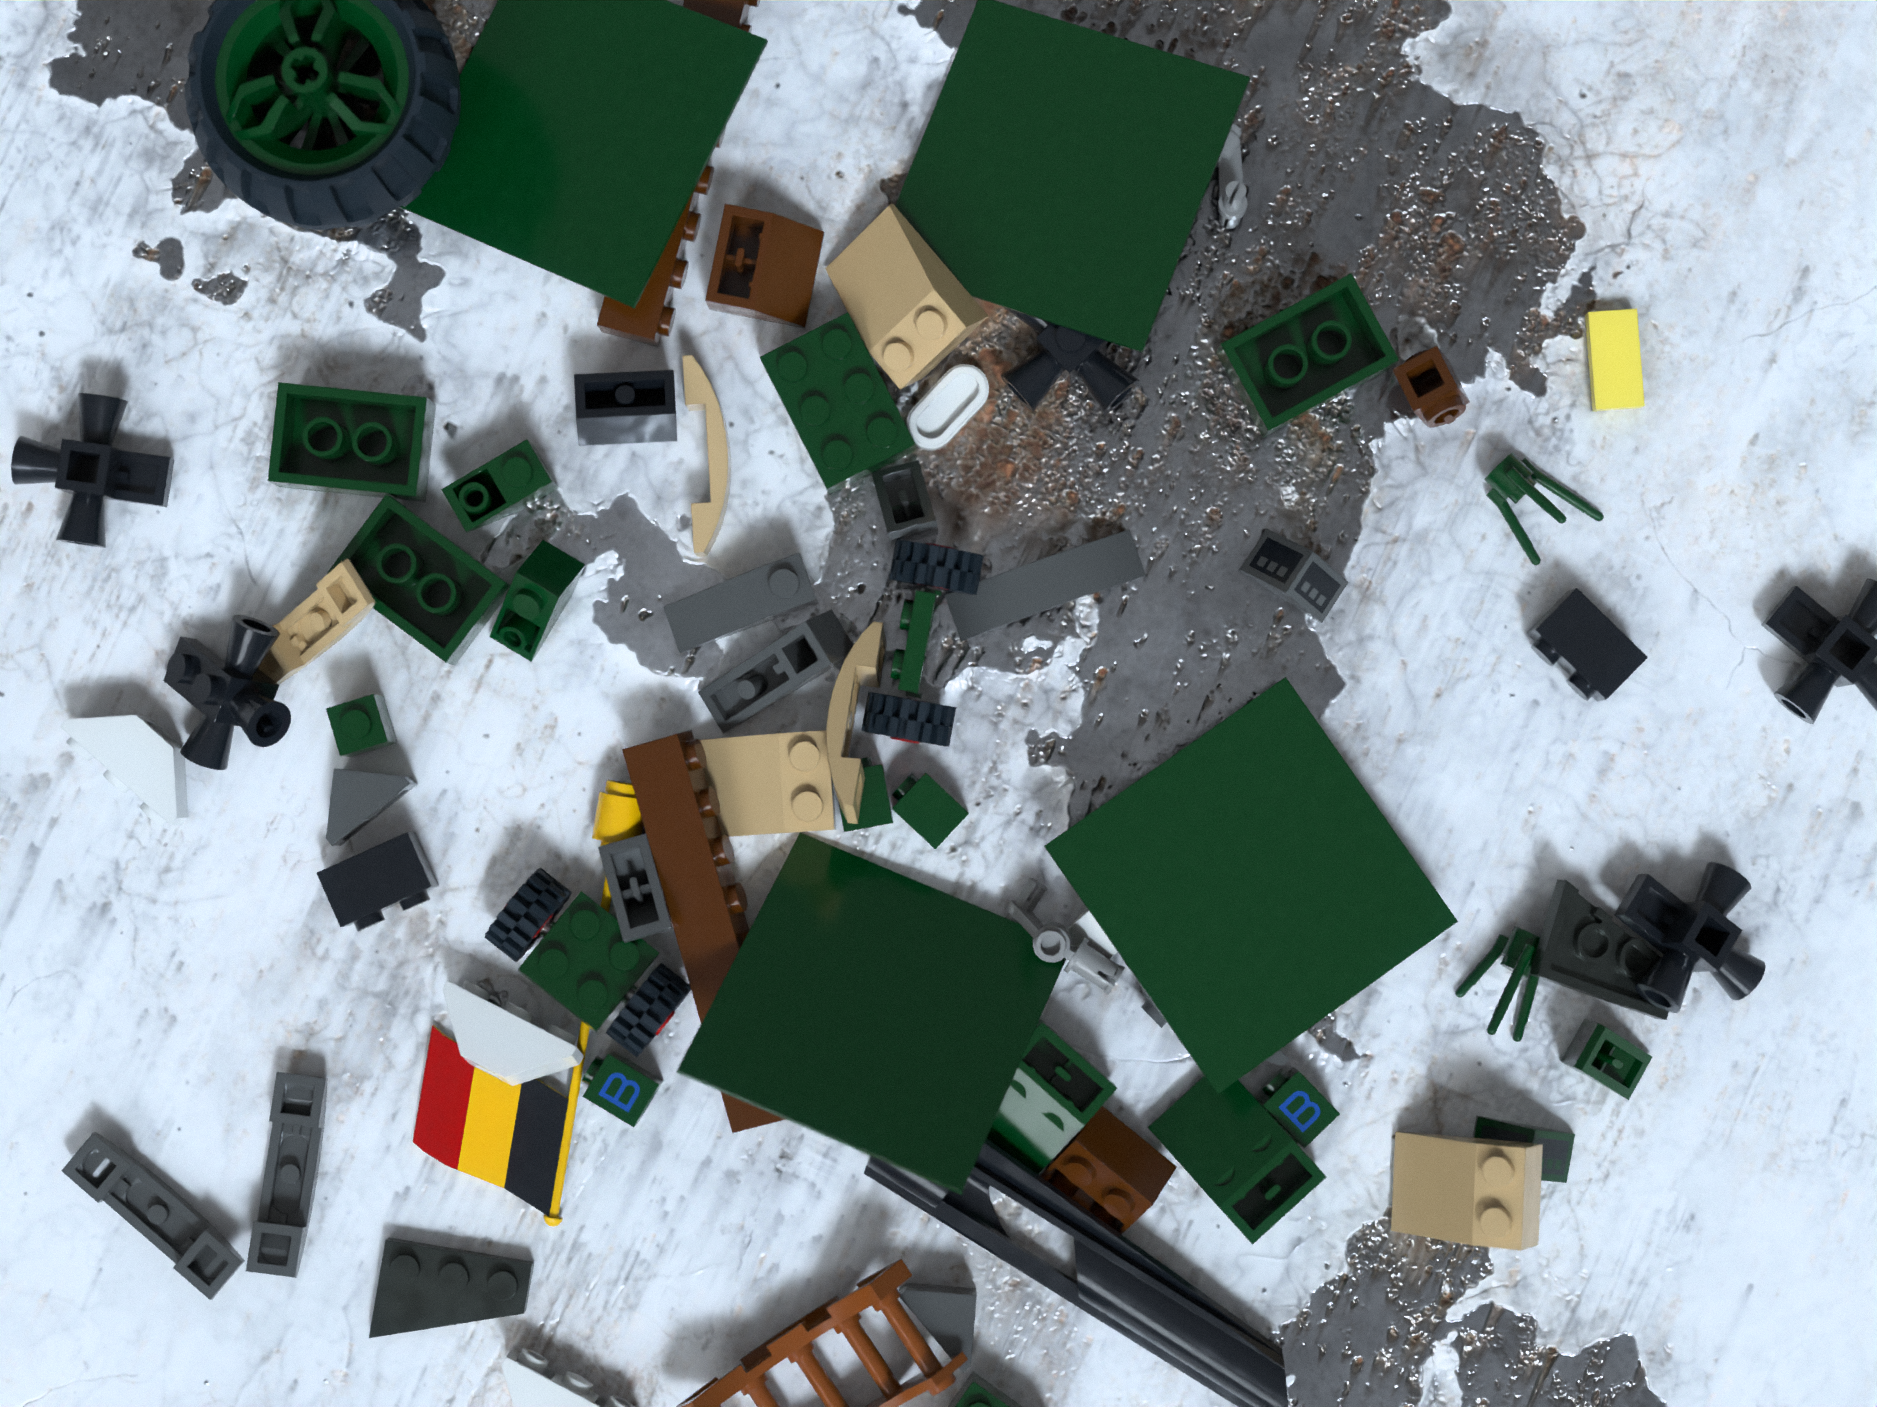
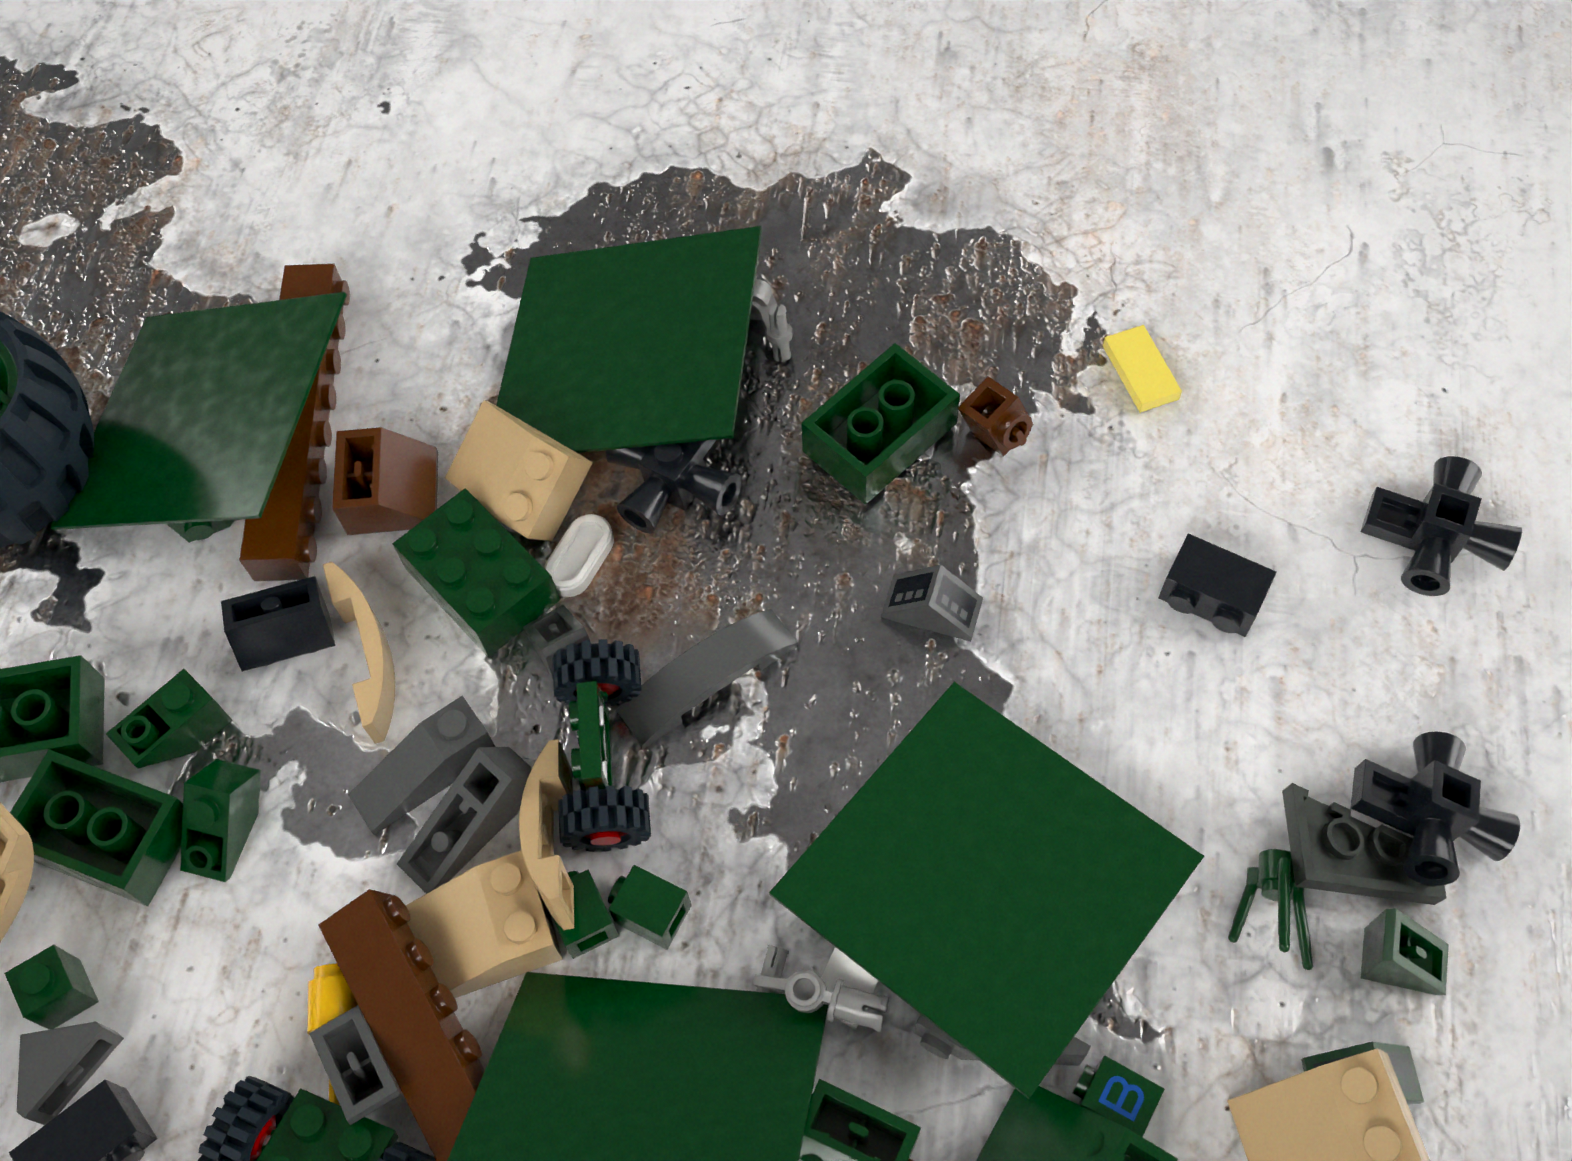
camera: 15 degrees left, 25 degrees down
(1515, 480) = (1097, 475): dark green plant -> none

